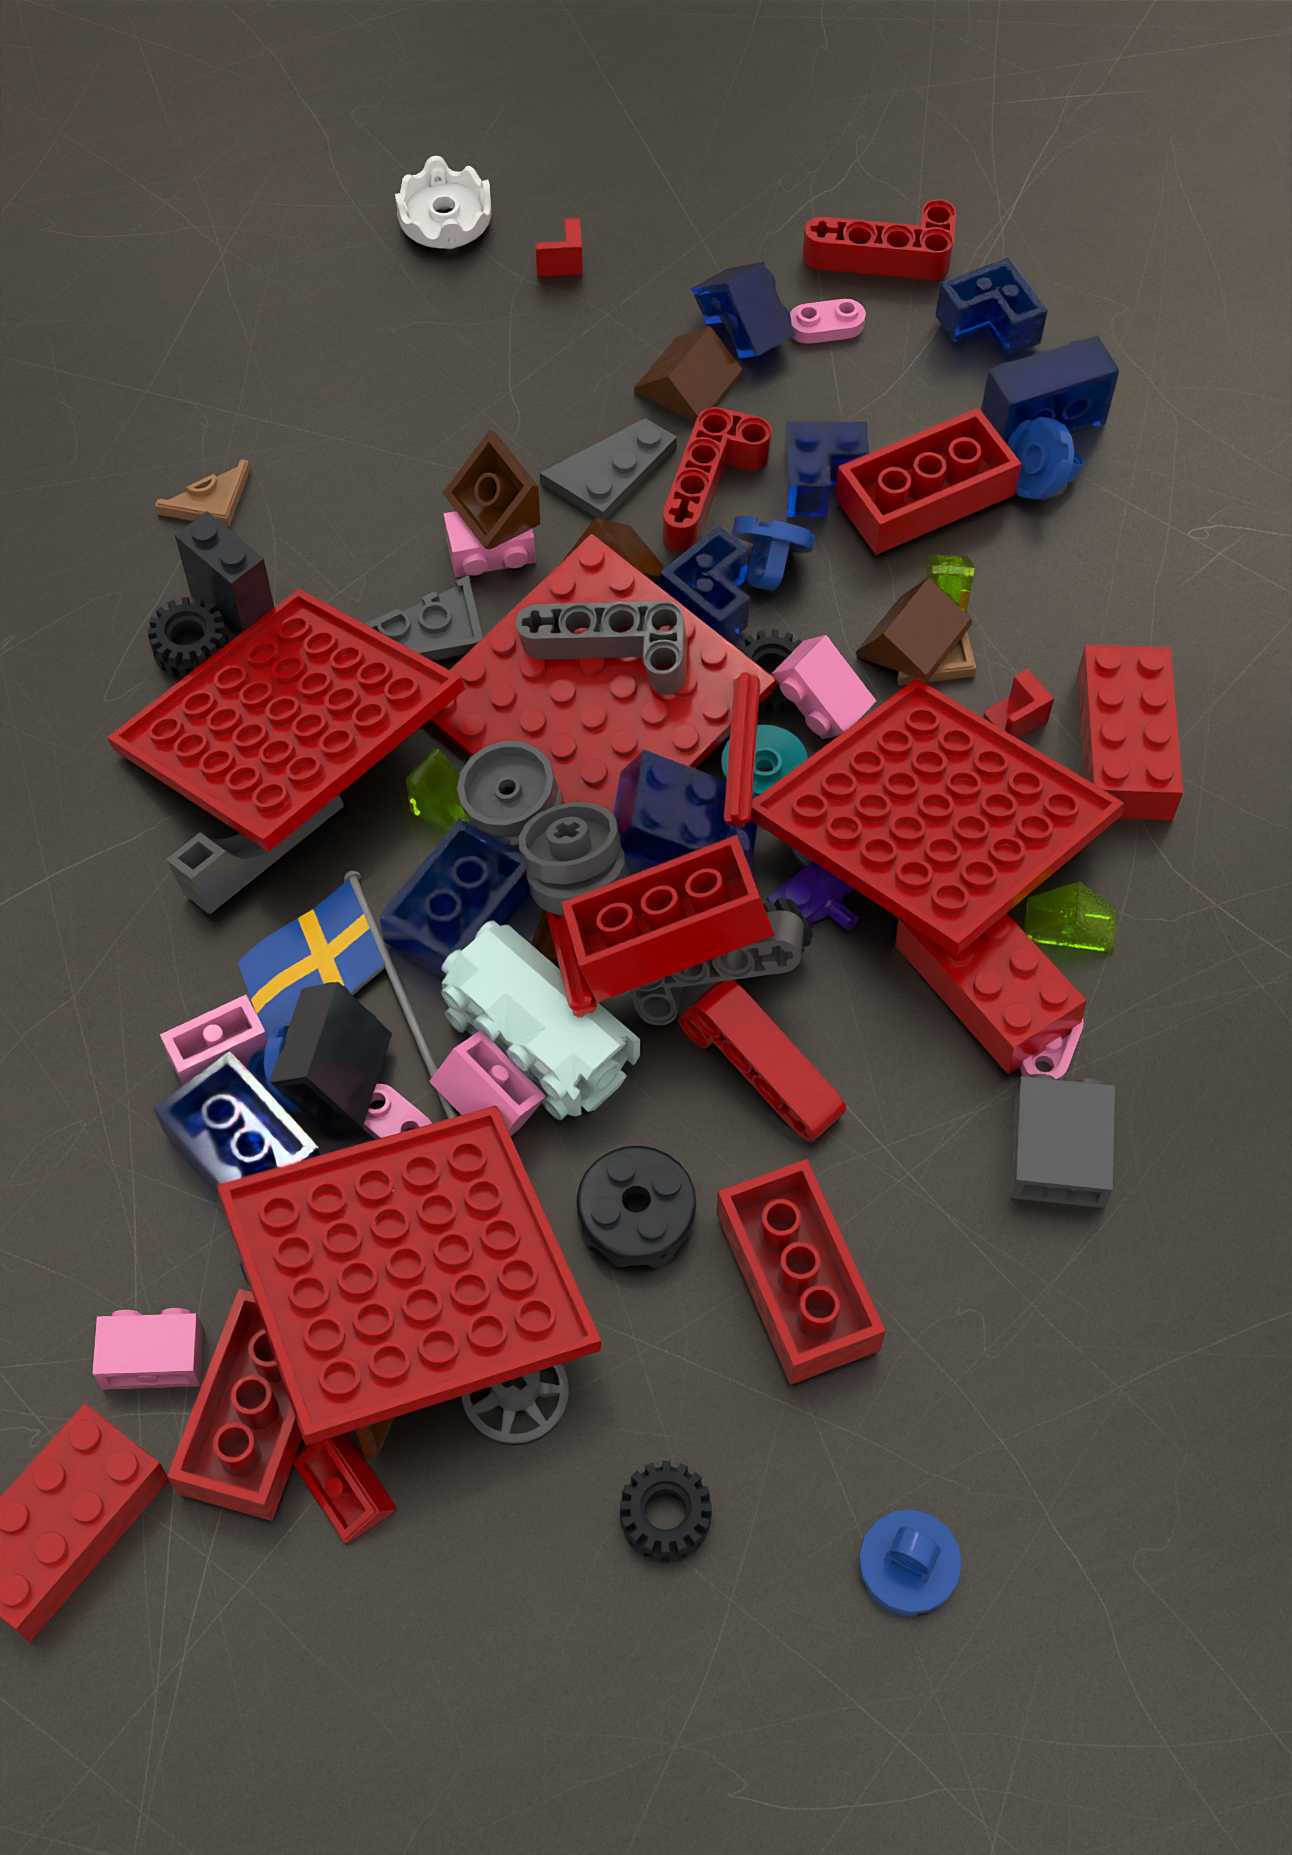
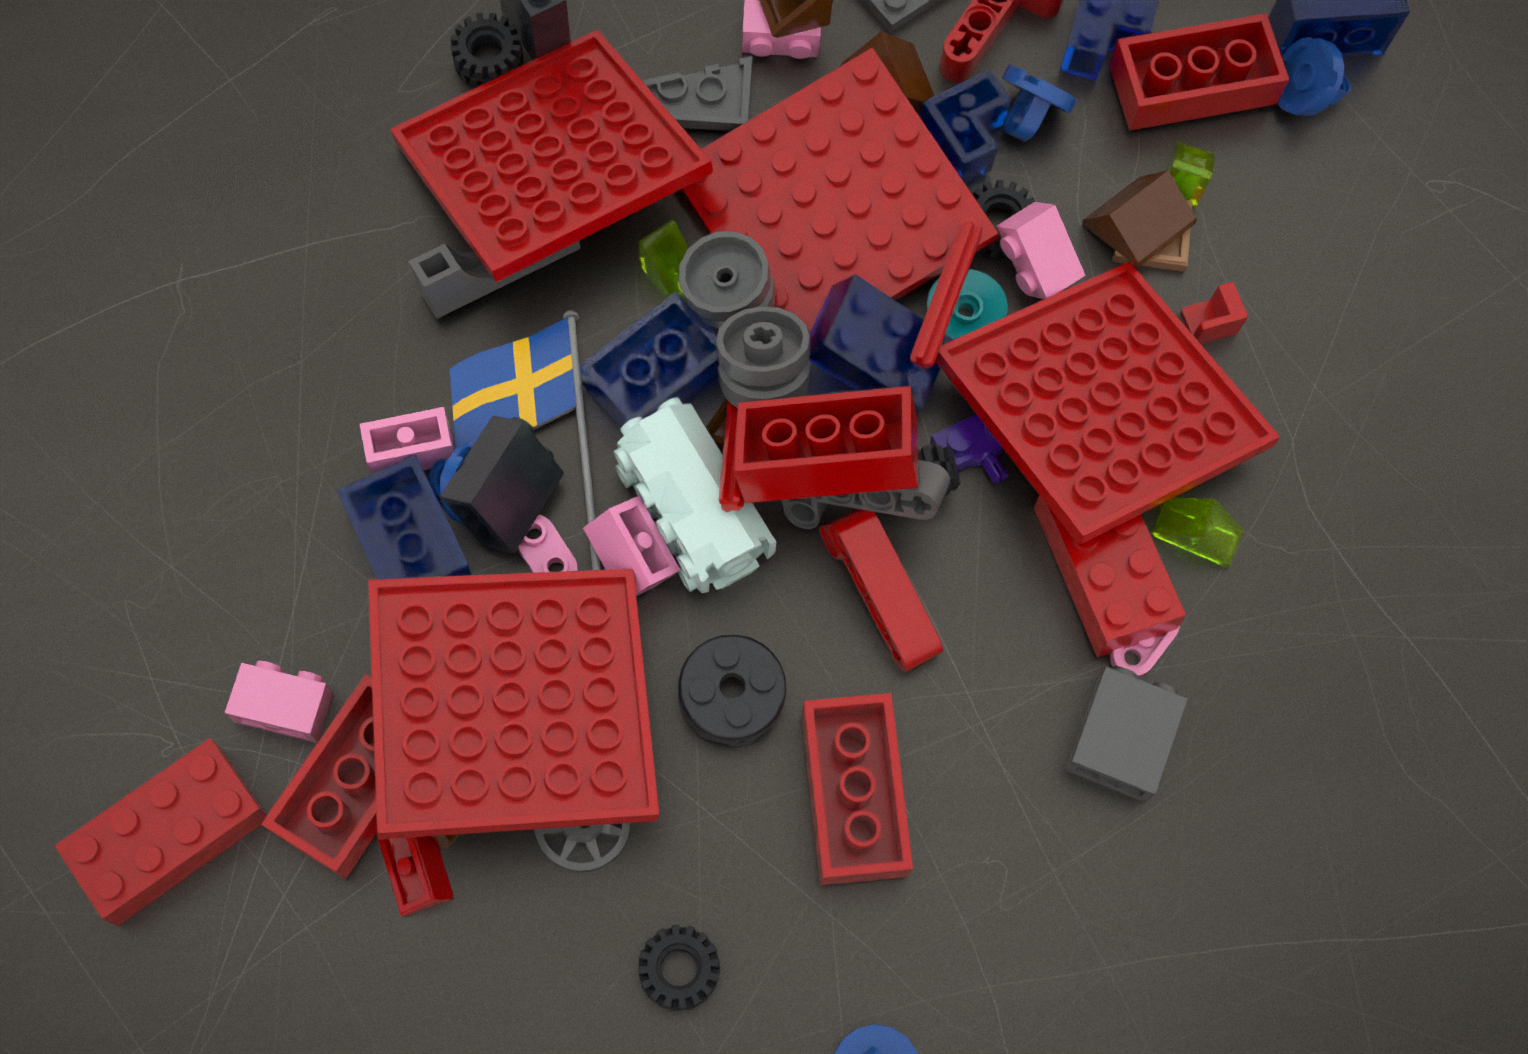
camera: 10 degrees right, 10 degrees up
(540, 638) = (804, 135): dark grey beam -> none
(1131, 728) = (1310, 362): red brick -> none

